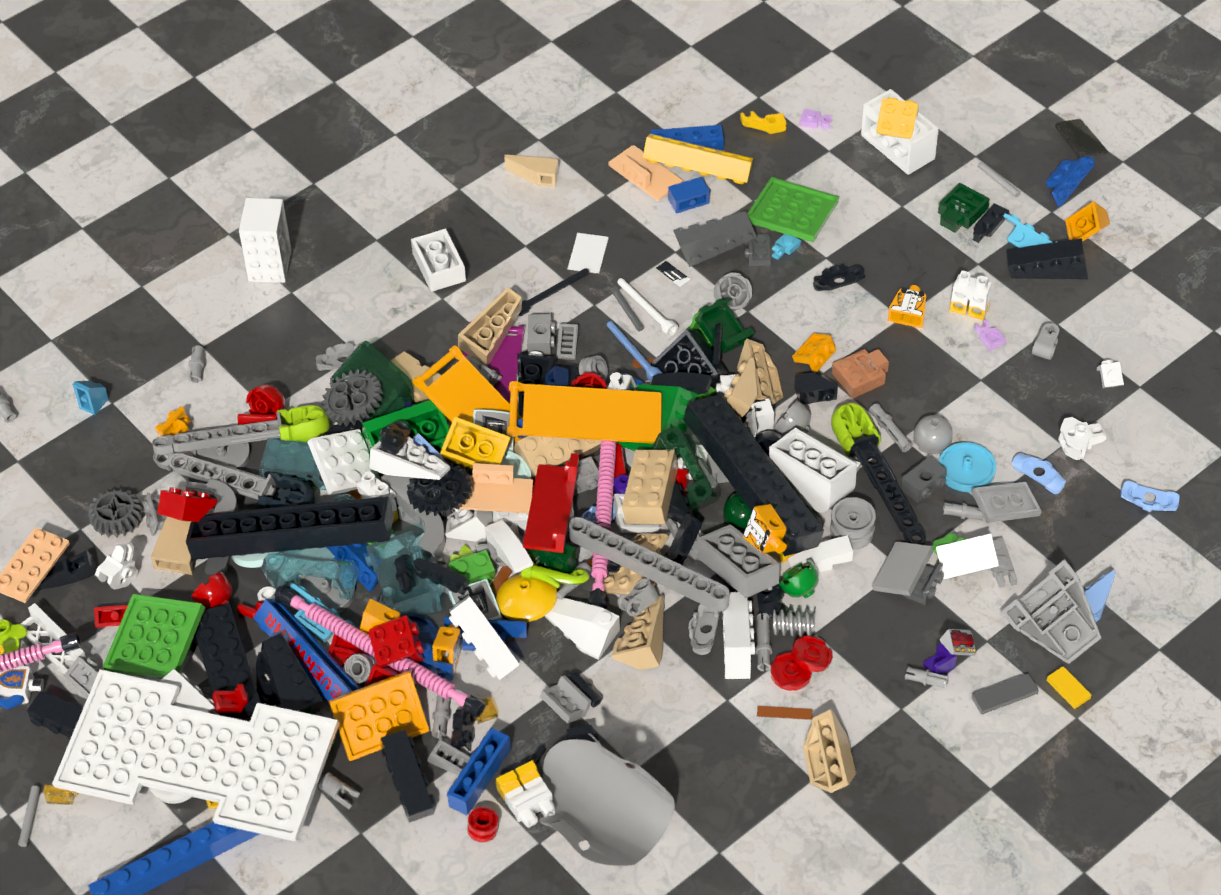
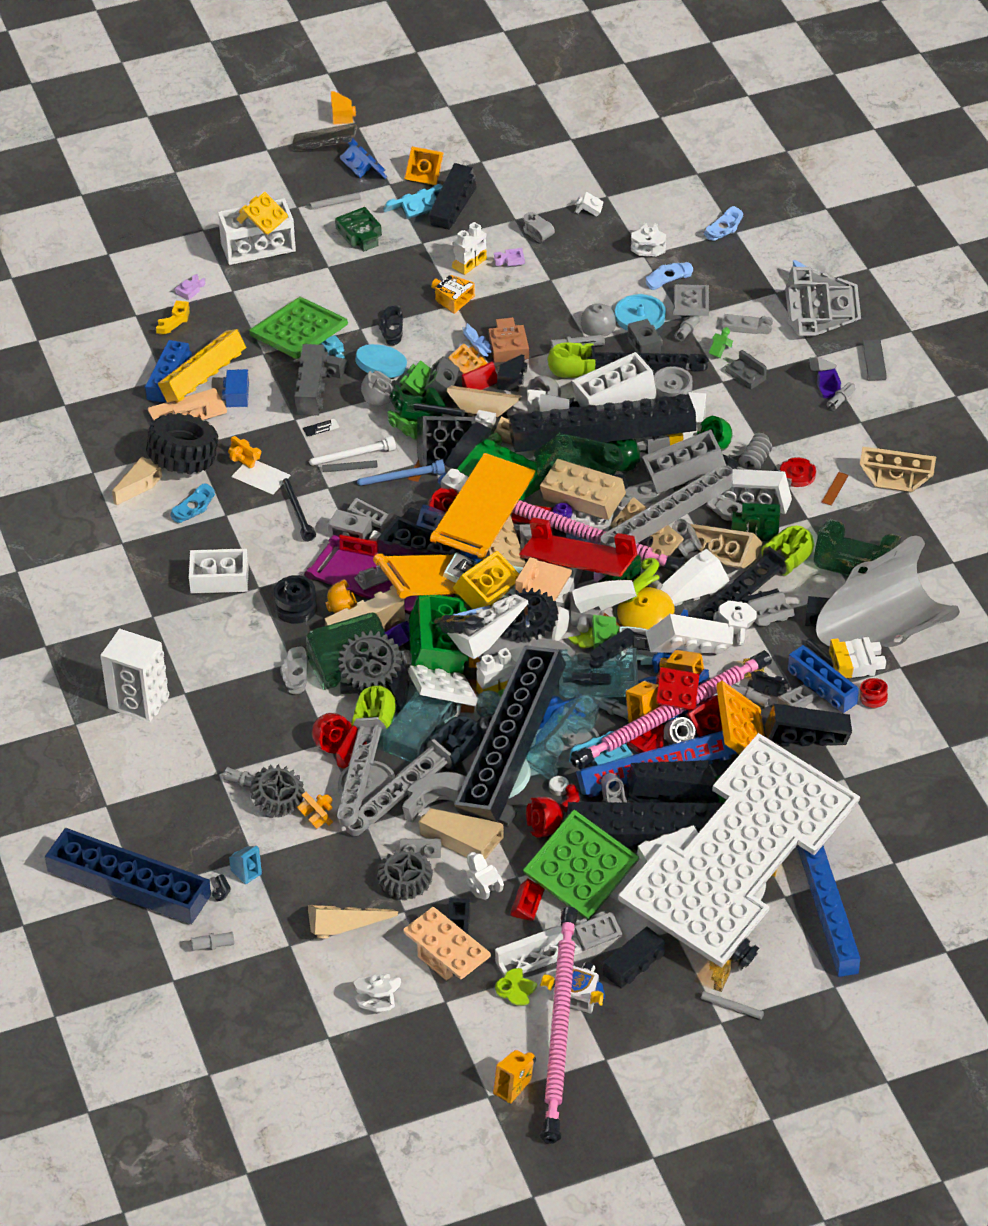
camera: 70 degrees left, 5 degrees down
(49, 481) = (333, 920): none -> tan wedge
(52, 323) = (128, 875): none -> dark blue brick
(58, 393) = (223, 890): none -> black arm
(84, 804) = (744, 954): none -> black wheel
(171, 387) = (268, 797): none -> dark grey gear
(185, 504) = (445, 802): red slope -> none
(230, 700) = (690, 811): red bracket -> none
(256, 635) = (613, 794): none -> light grey piece
(425, 324) = (295, 599): none -> black wheel
(434, 352) = (340, 597): none -> light orange cylinder
(490, 327) = (332, 550): tan wedge -> none
(512, 215) = (202, 496): none -> dark azure piece
(516, 344) = (358, 545): none -> red slope
(532, 672) = (736, 619): none -> white hinge
(589, 161) = (182, 443): none -> black tyre
(595, 365) = (415, 499): light grey wheel -> none
(604, 234) = (243, 452): none -> light orange hips
(665, 700) = (792, 541): none -> piece
(680, 651) = (758, 519): none -> dark green piece
(684, 539) = (645, 494): black hinge -> none
(684, 749) = (842, 554): none -> clear green windscreen
(744, 388) = (499, 403): tan slope -> none
(765, 530) = (676, 426): light orange torso -> none
(769, 320) = (417, 378): none -> bright green bracket
(778, 283) = (381, 359): none -> medium azure piece
(784, 330) = (442, 376): none -> dark grey brick
(792, 364) = (480, 377): none -> red slope
(811, 654) = (789, 453): red tile -> none
(854, 340) = (479, 343): none -> light blue piece
(902, 568) = (729, 376): light grey tile -> none
(967, 556) = (739, 333): white sticker -> none
(989, 222) = (387, 223): black hinge -> none
(1068, 687) = (883, 324): yellow tile -> none
(1133, 137) = (342, 109): none -> light orange slope

